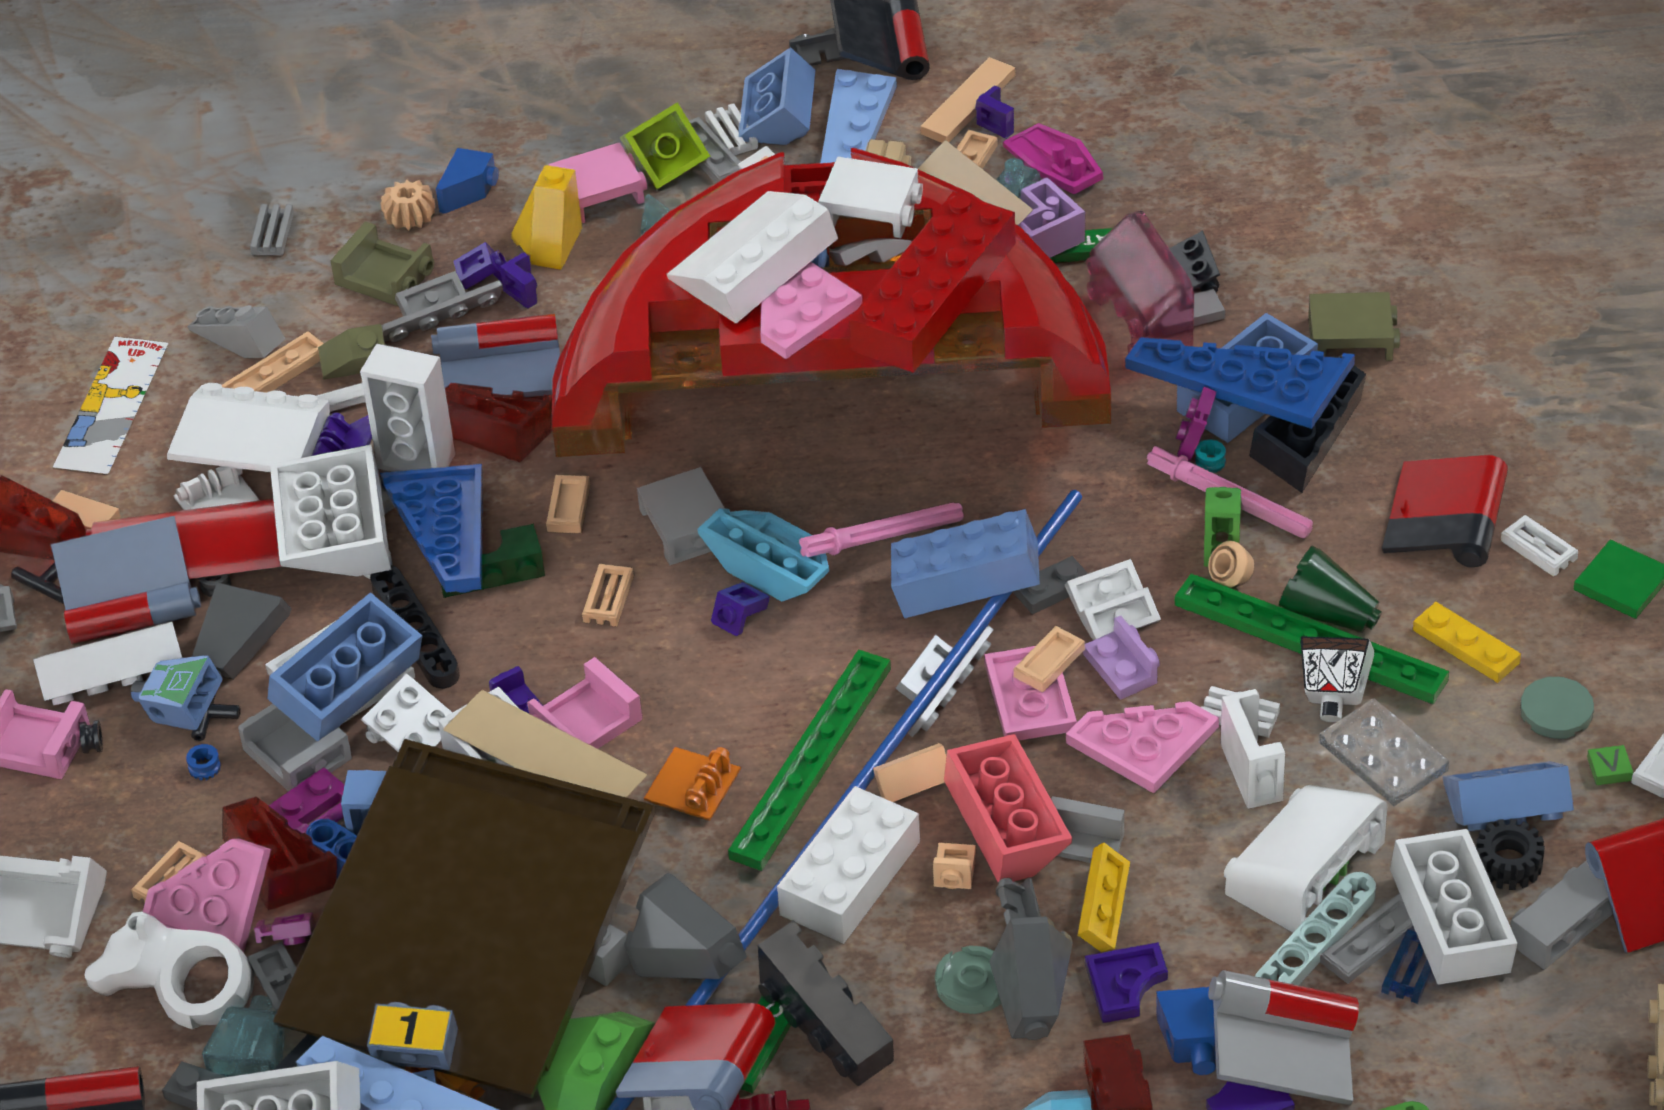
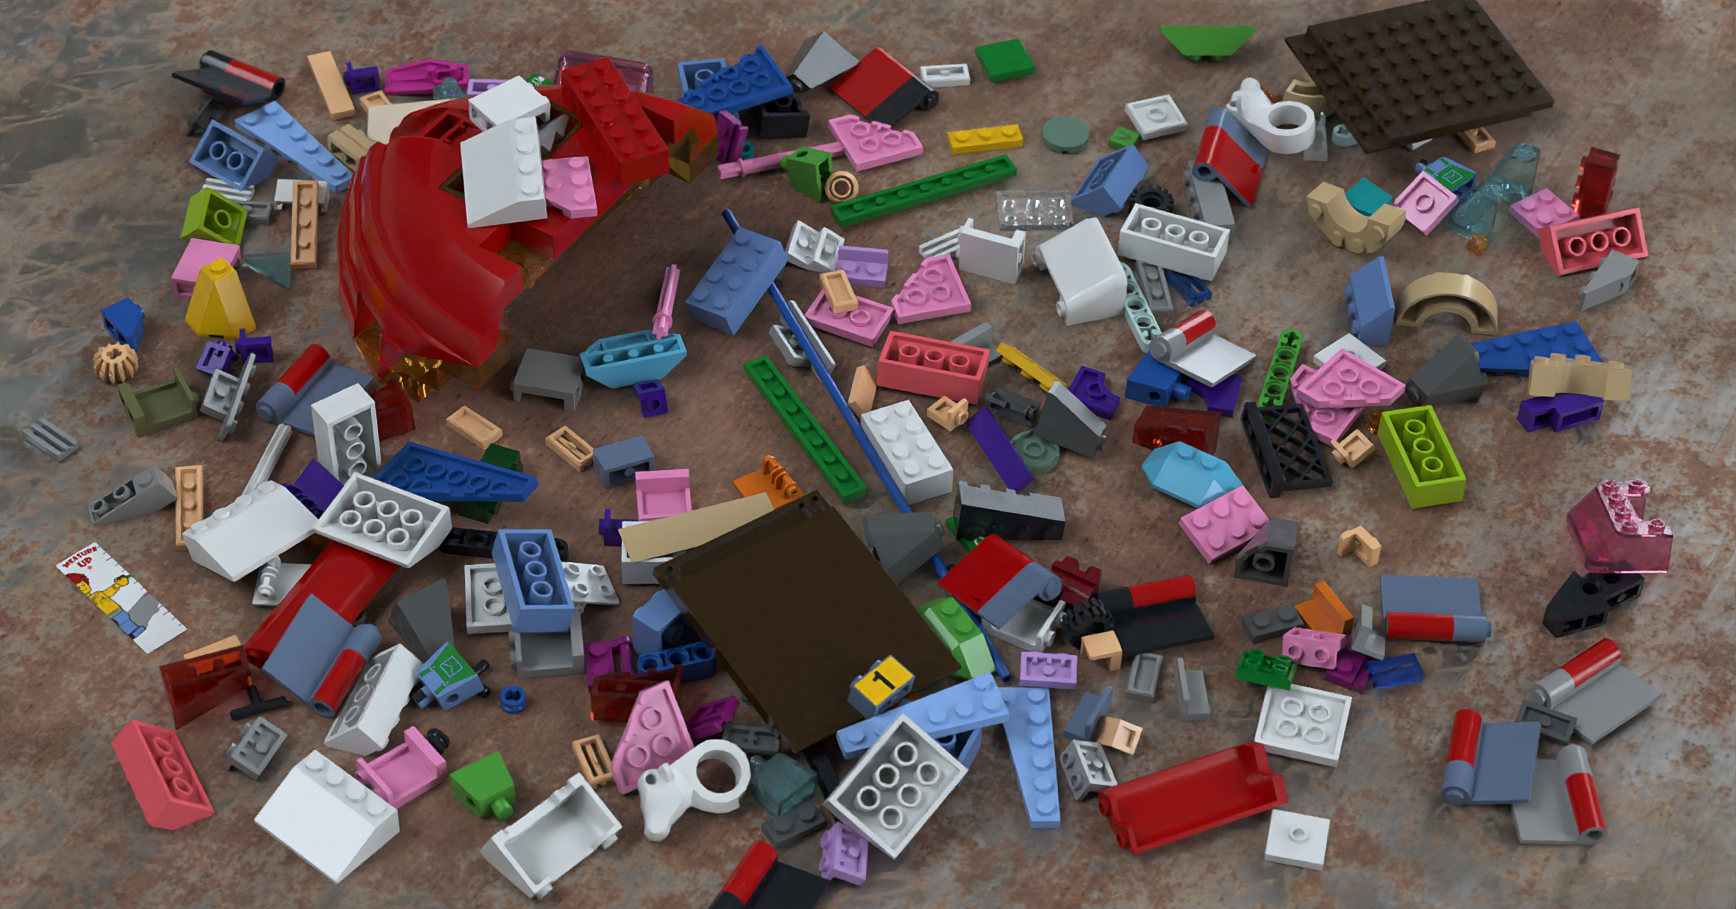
camera: 60 degrees left, 0 degrees up
(59, 811) = (485, 787): none -> bright green torso
(349, 351) = (230, 452): olive slope -> none
(616, 642) = (619, 461): none -> sand blue brick
(937, 946) = (999, 450): none -> dark purple tile
(1329, 594) = (904, 163): dark green cone -> none
(1335, 672) = (966, 192): torso -> none
(1350, 540) = (873, 143): none -> bright pink plate
(1353, 321) = (709, 40): olive panel -> none
(1412, 425) = (818, 61): none -> slope

